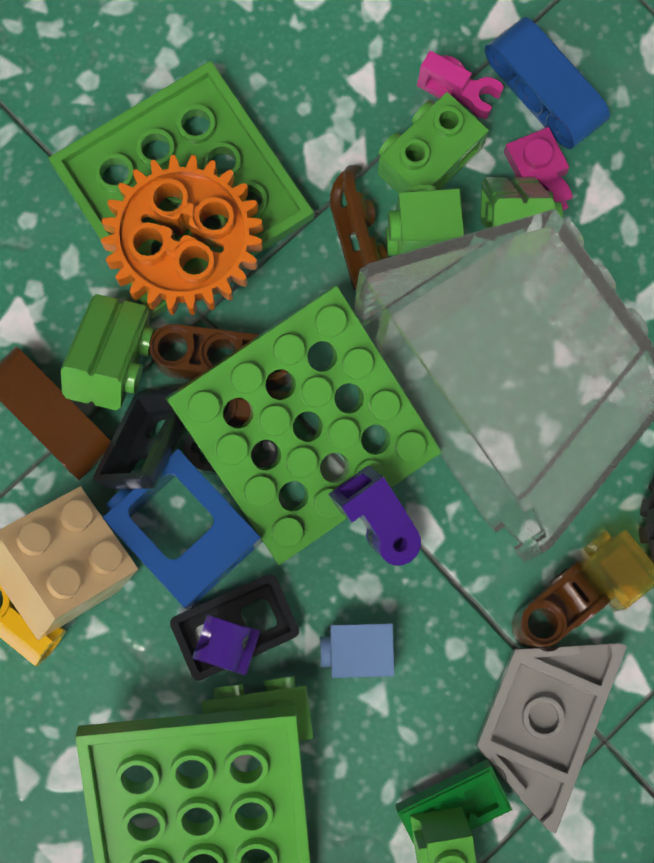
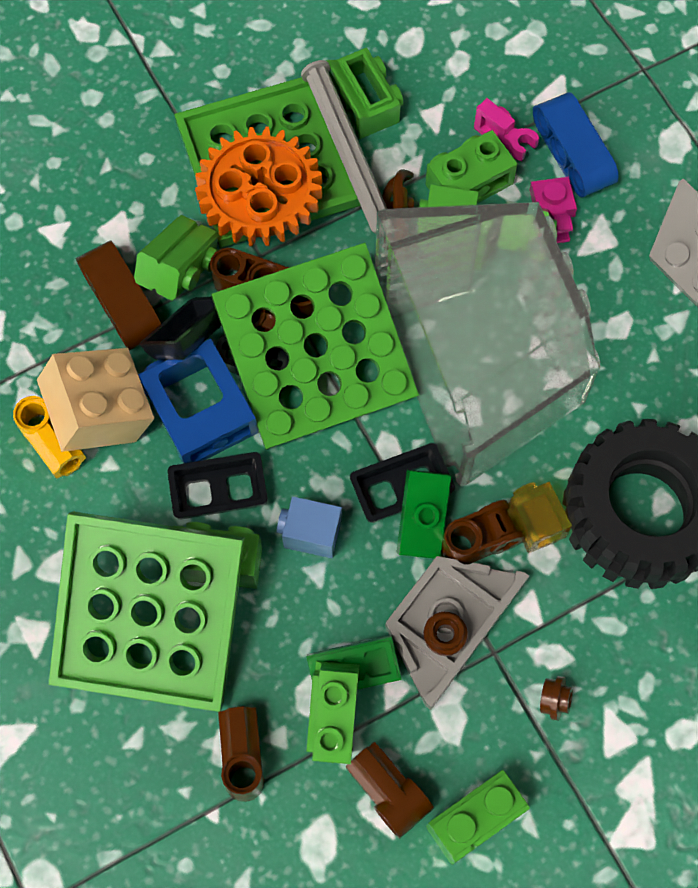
camera: 20 degrees right, 10 degrees down
(226, 644) = (205, 487): dark purple leg -> none
(263, 82) = (369, 117): none -> bright green window
(275, 153) = (344, 139): none -> light grey axle
(387, 523) = (360, 436): dark purple leg -> none
(459, 584) = (394, 472): none -> black piece
(487, 602) = (423, 514): none -> green plate
(567, 745) = (445, 620): none -> reddish brown plate

